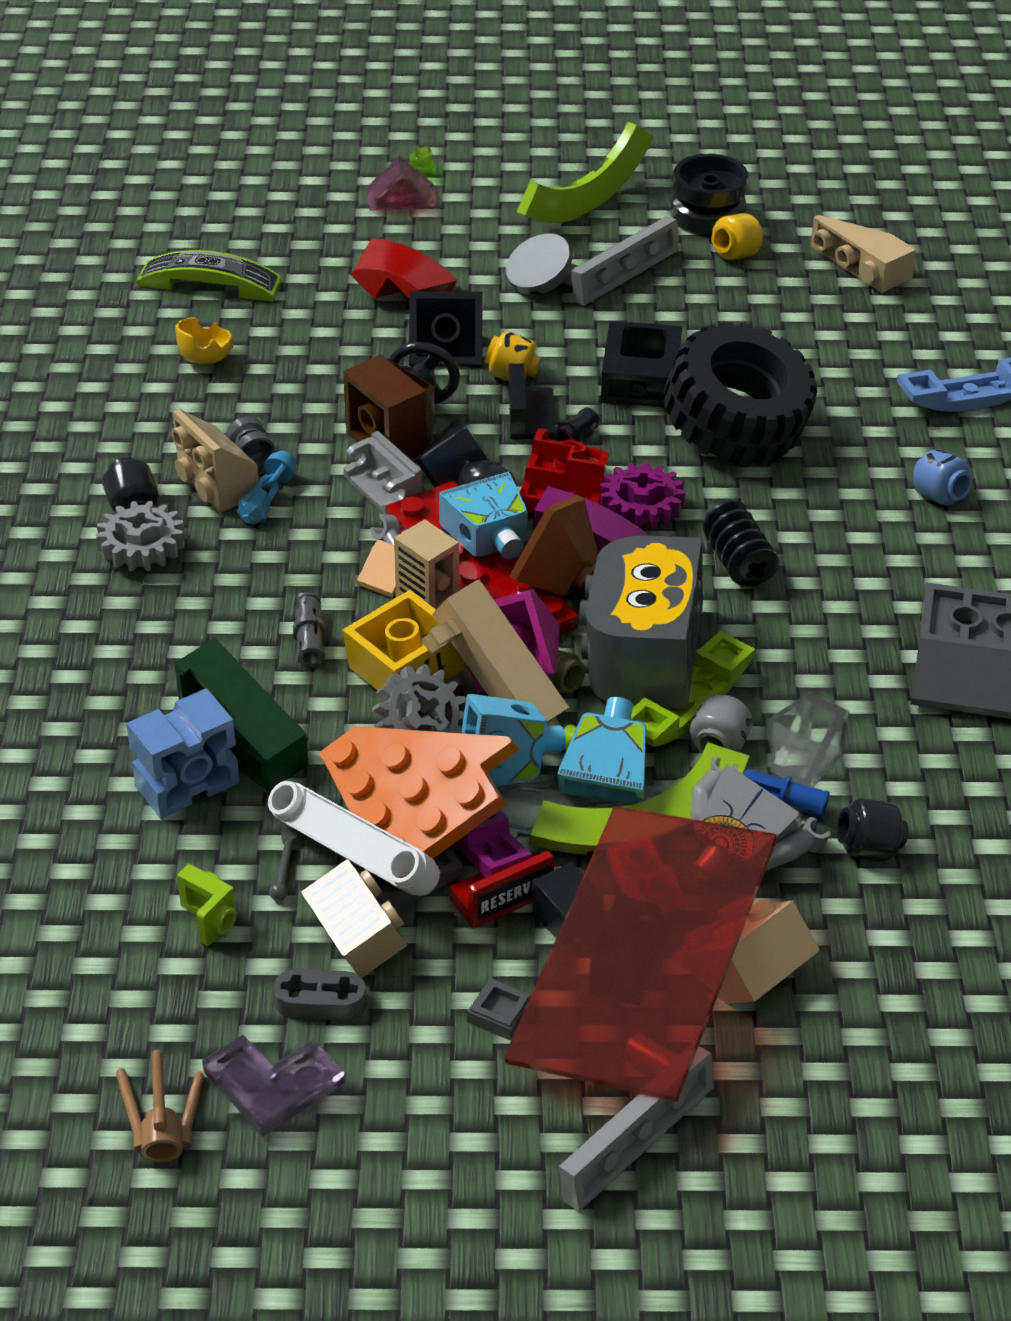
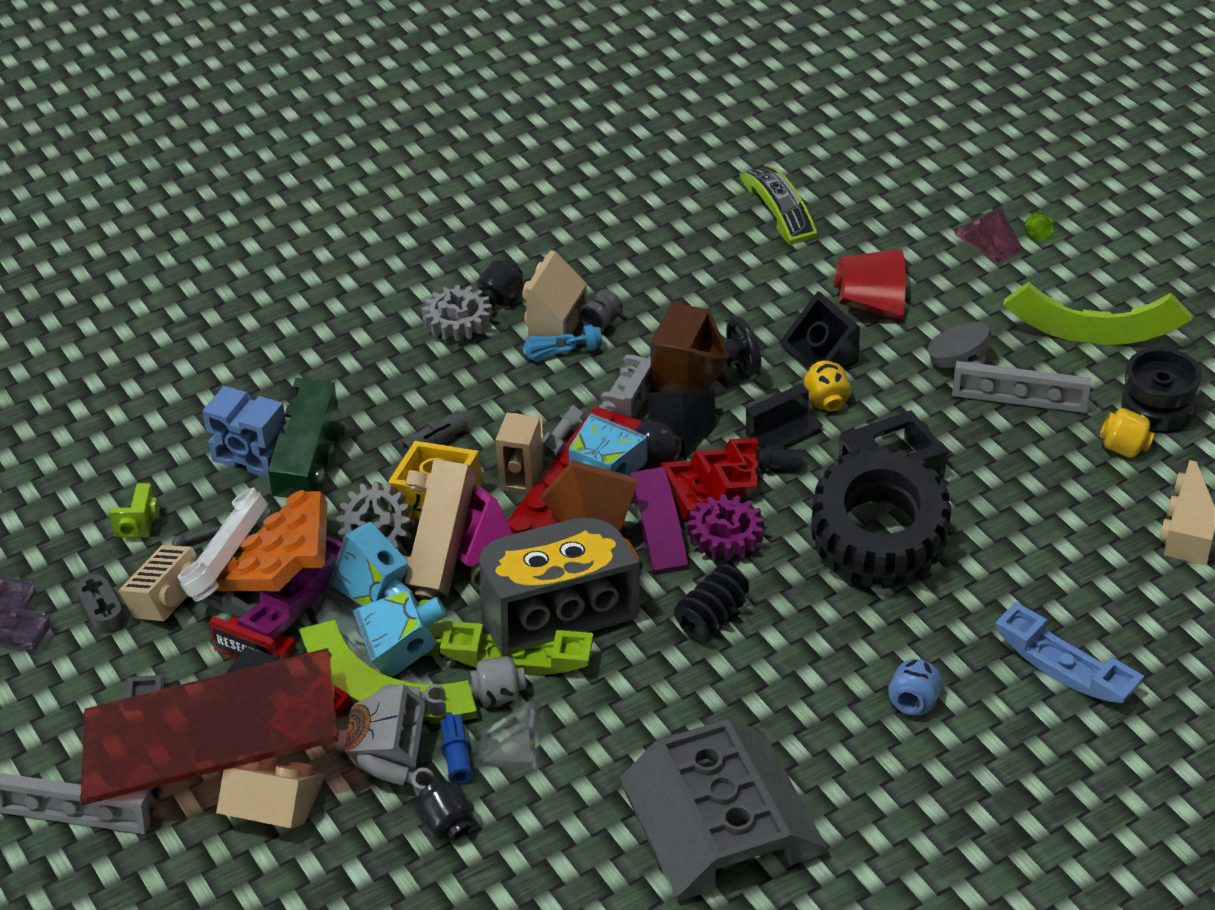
camera: 60 degrees right, 0 degrees up
(202, 344) = (689, 232): yellow hair -> none

